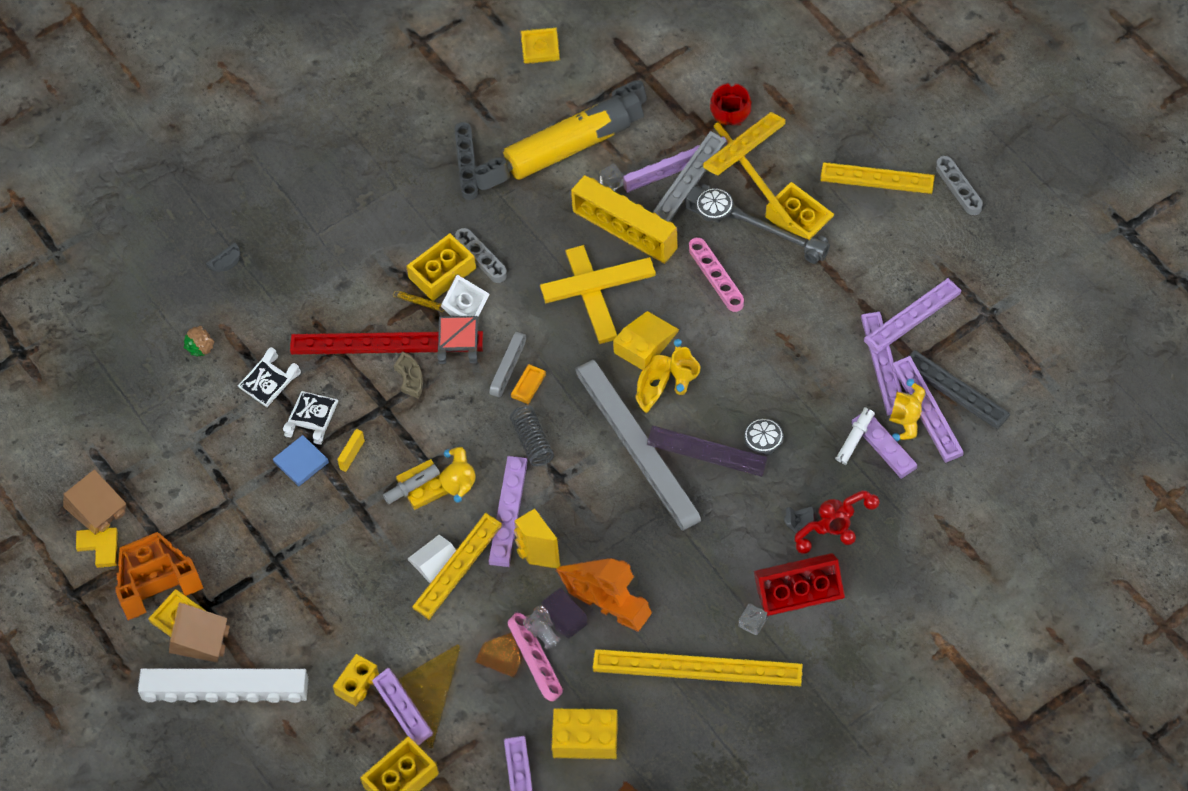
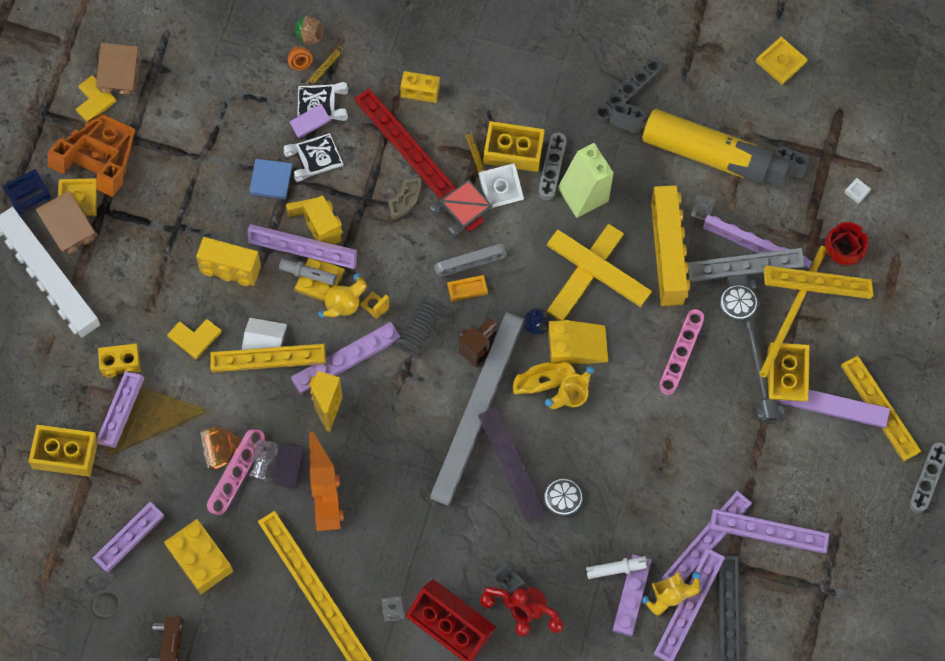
camera: 45 degrees right, 10 degrees up
(128, 649) = (23, 187): none -> clear blue plate
(215, 366) = (299, 58): none -> orange brick
(240, 348) = (322, 71): none -> yellow piece
(278, 396) = (310, 121): none -> lavender tile
(326, 297) = (420, 87): none -> yellow brick
(348, 535) = (228, 261): none -> yellow brick
(378, 444) = (322, 221): none -> yellow brick
(384, 474) = (302, 246): none -> lavender tile
(390, 615) = (194, 342): none -> yellow tile
(487, 454) = (380, 308): none -> yellow bracket
(522, 232) = (586, 181): none -> yellowish green slope
(584, 404) = (475, 342): none -> reddish brown brick
(601, 353) = (536, 321): none -> clear blue brick
(691, 72) = (857, 190): none -> white tile
(858, 199) = (842, 408): none -> lavender tile

